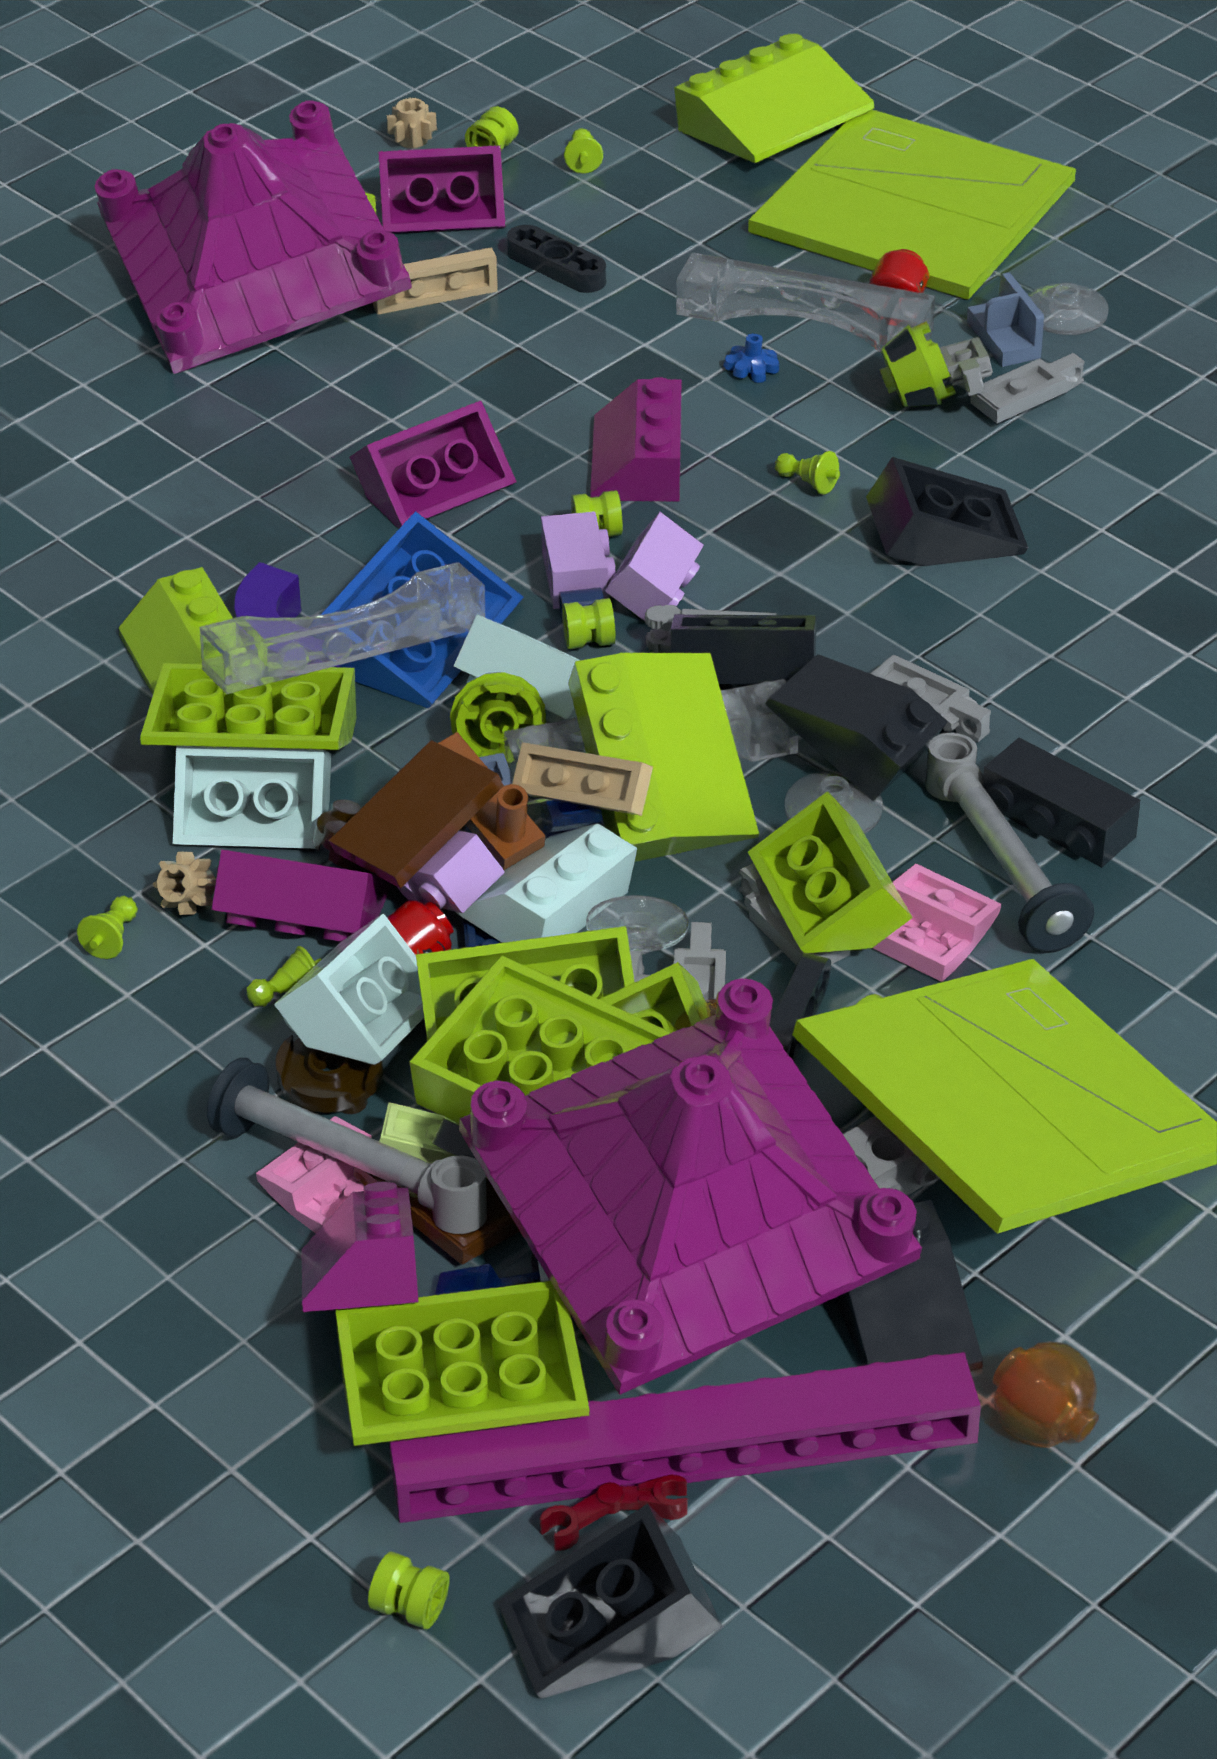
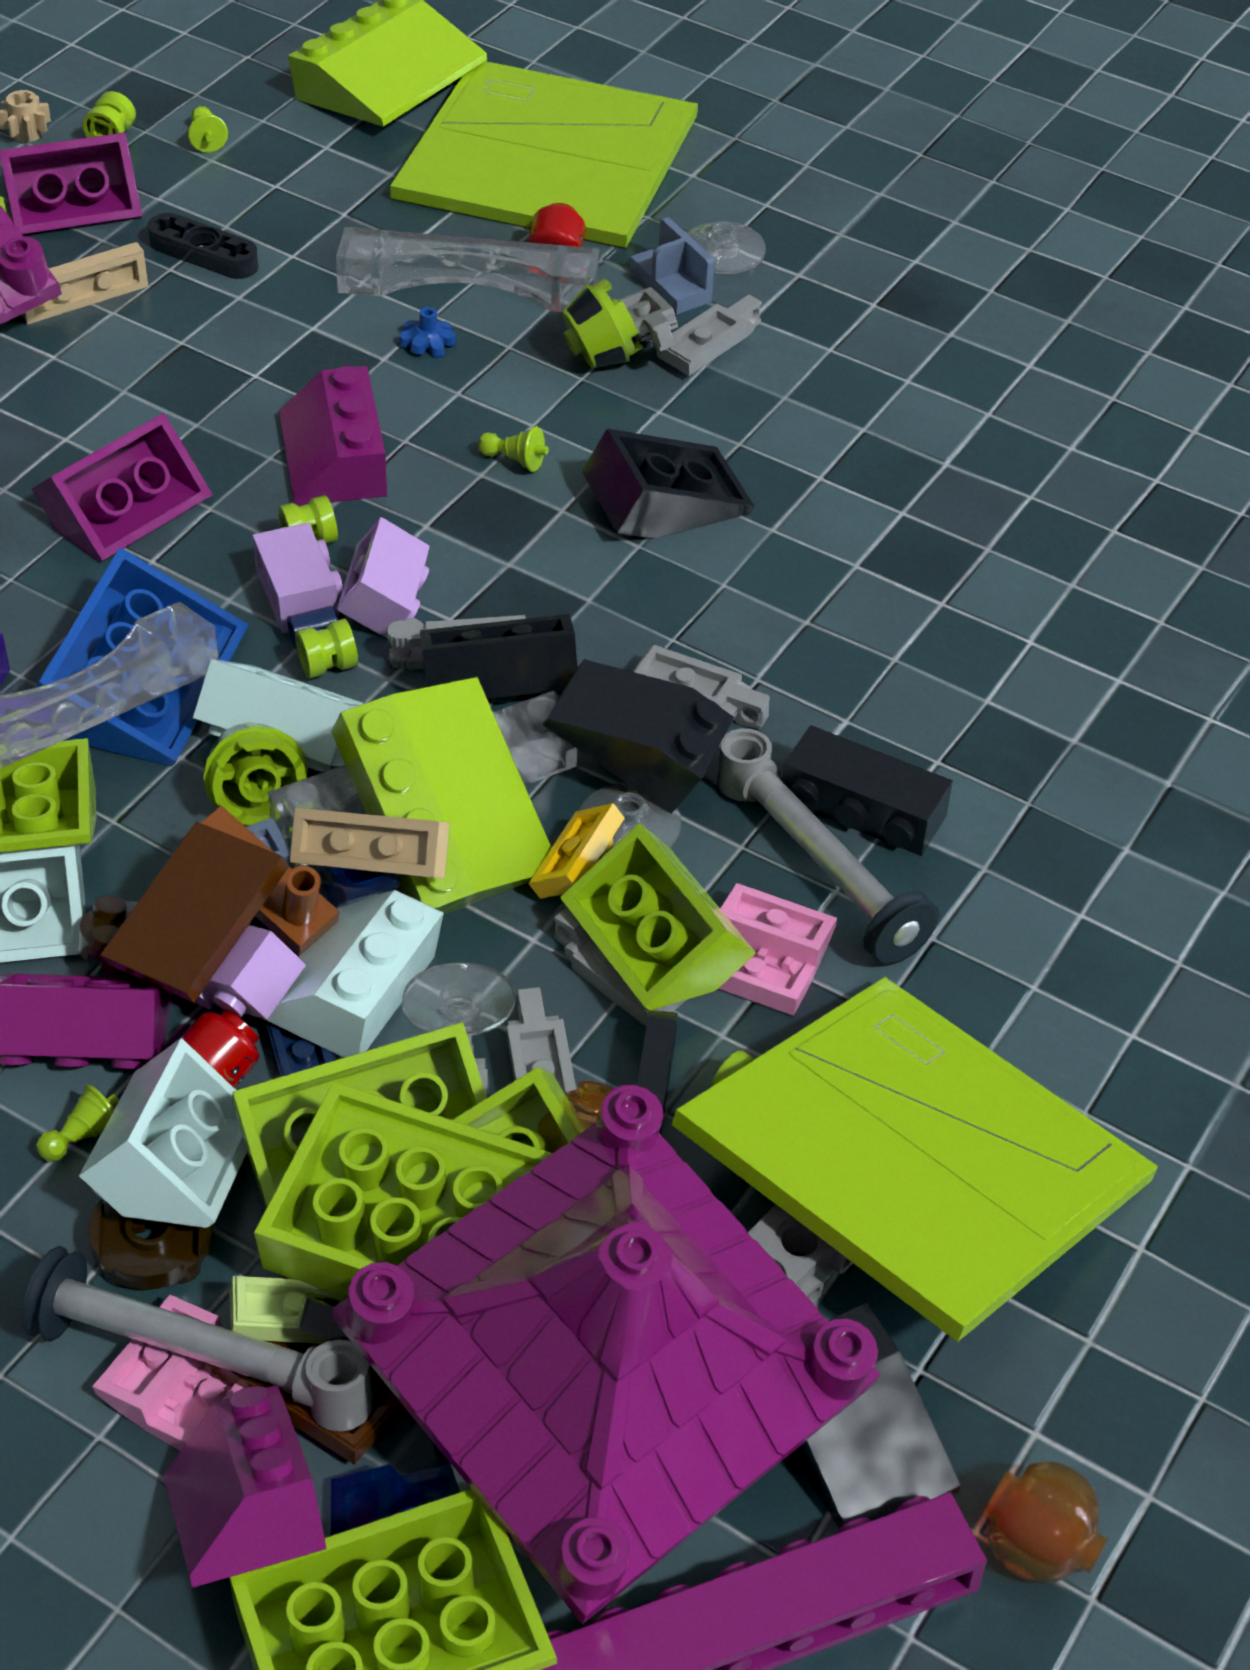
camera: 15 degrees left, 5 degrees up
(772, 815) = (576, 849): none -> yellow plate

